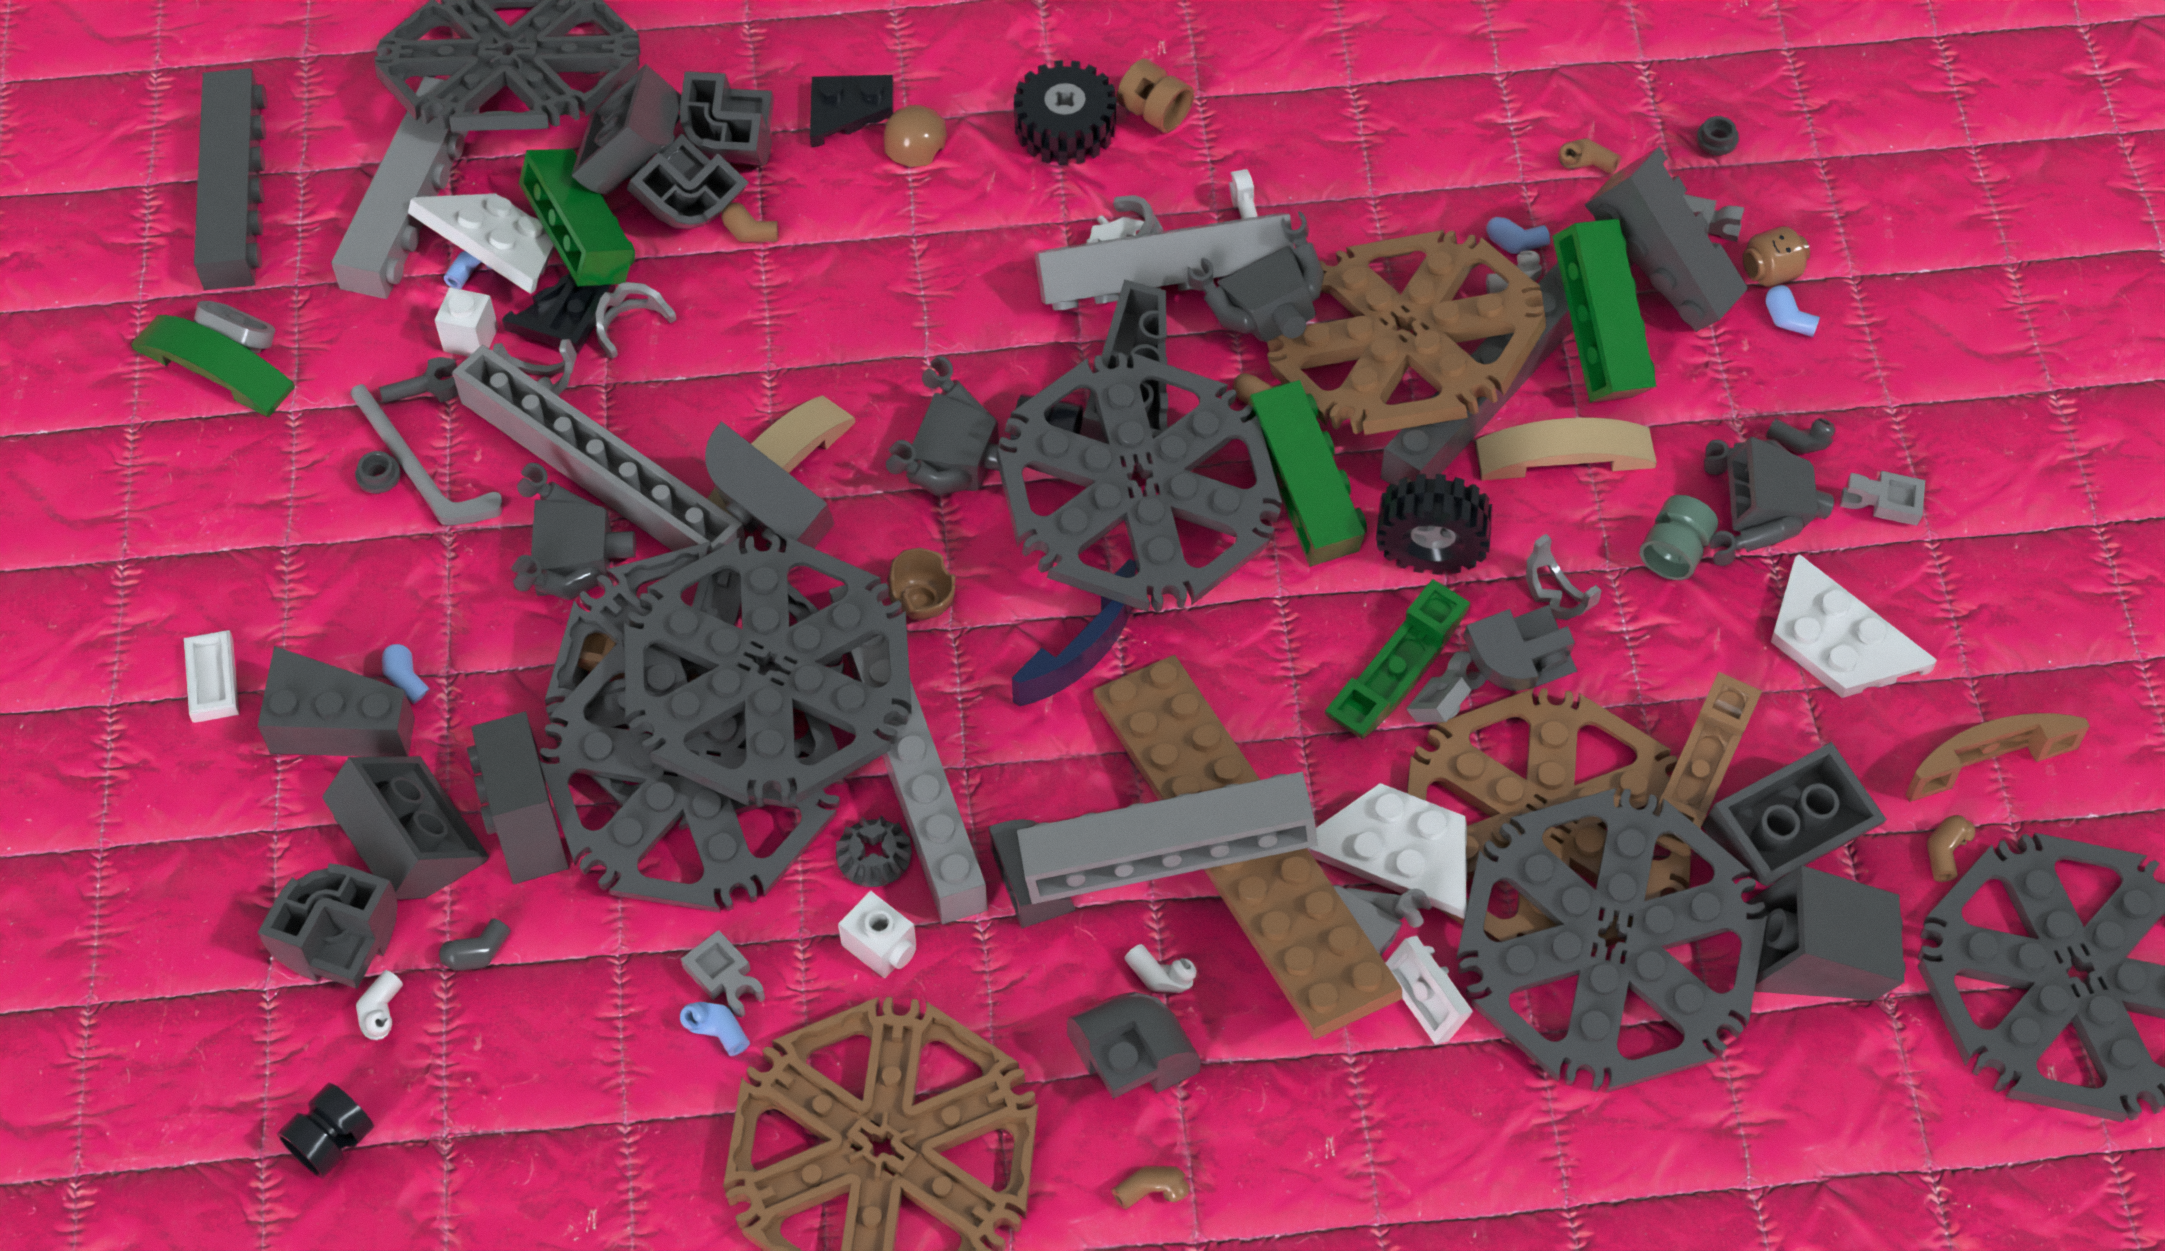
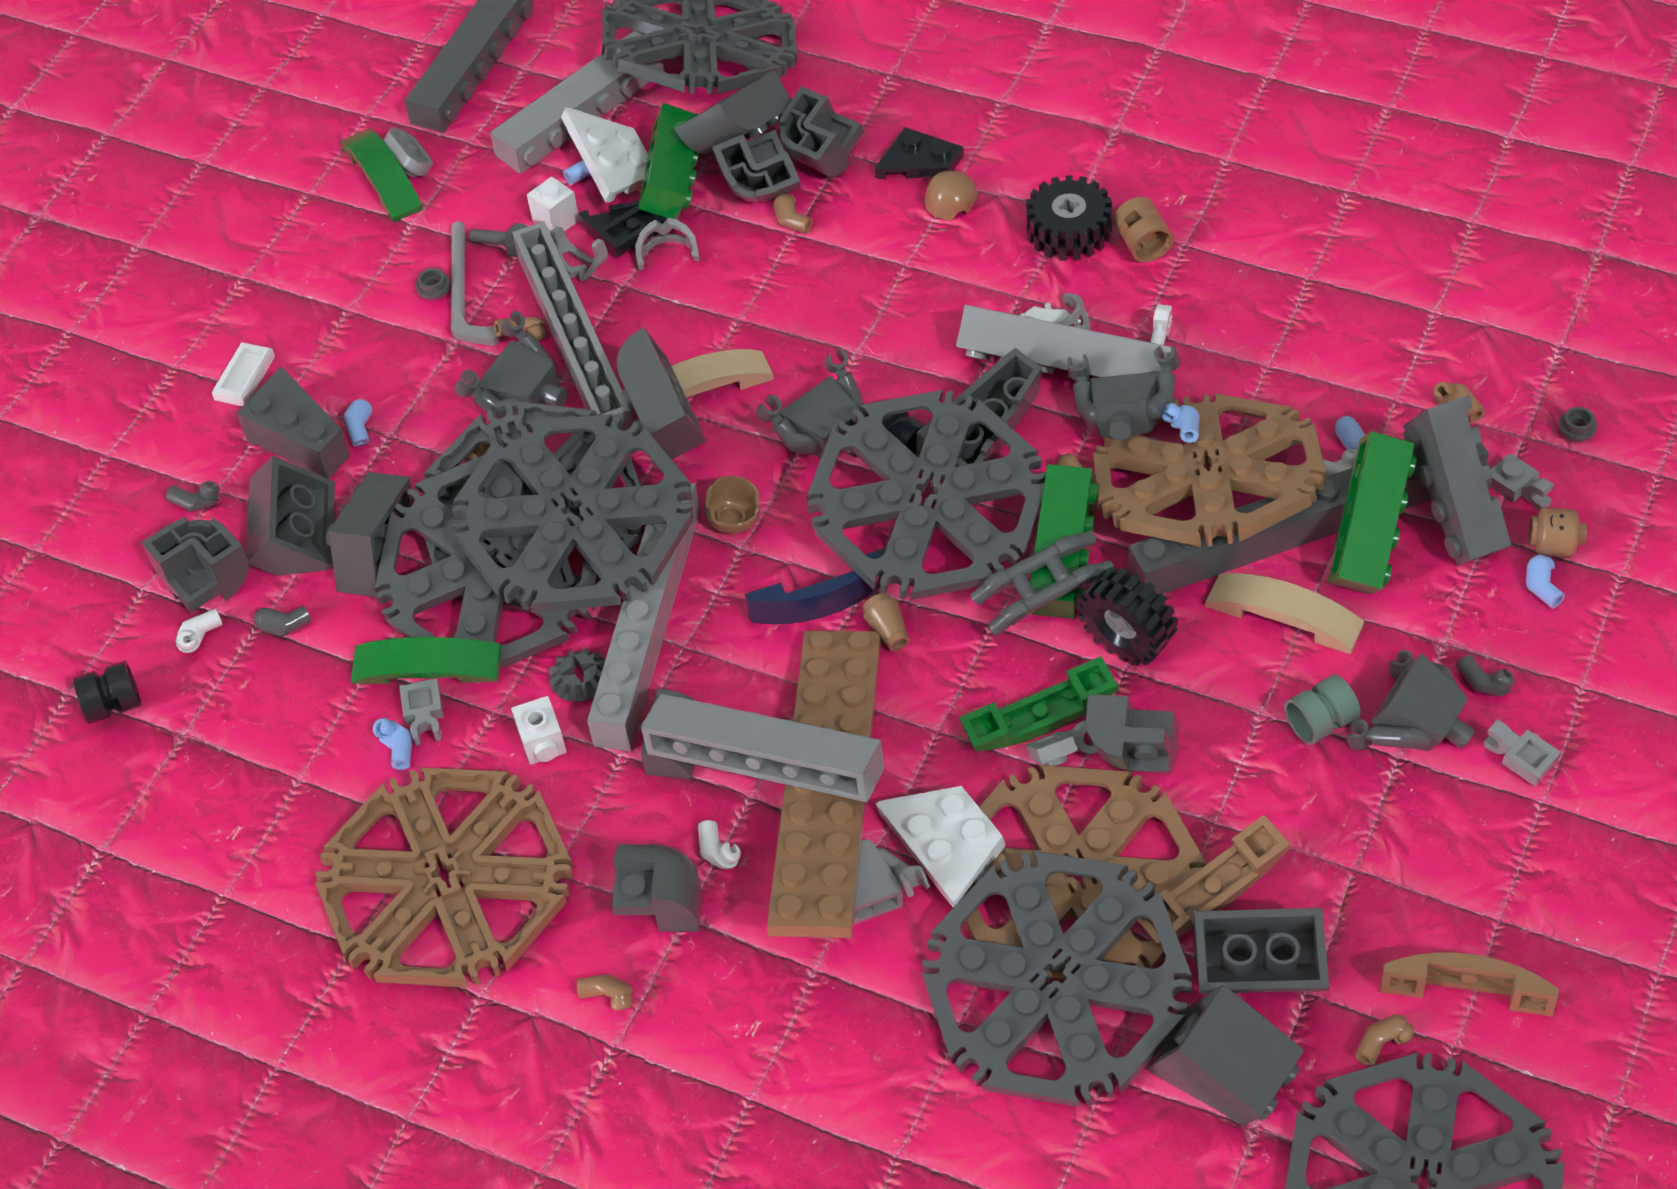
camera: 35 degrees right, 5 degrees down
(263, 853) = (206, 497): none -> dark grey arm
(506, 487) = (532, 324): none -> medium nougat arm
(688, 916) = (426, 658): none -> green slope
(1172, 638) = (886, 619): none -> medium nougat cone
(1323, 550) = (1034, 600): none -> dark grey piece
(1349, 286) = (1183, 418): none -> light blue arm
(1428, 990) = (895, 947): white plate -> none
(1541, 557) = (1202, 677): light grey helmet -> none
(1841, 636) = (1409, 842): white wing -> none

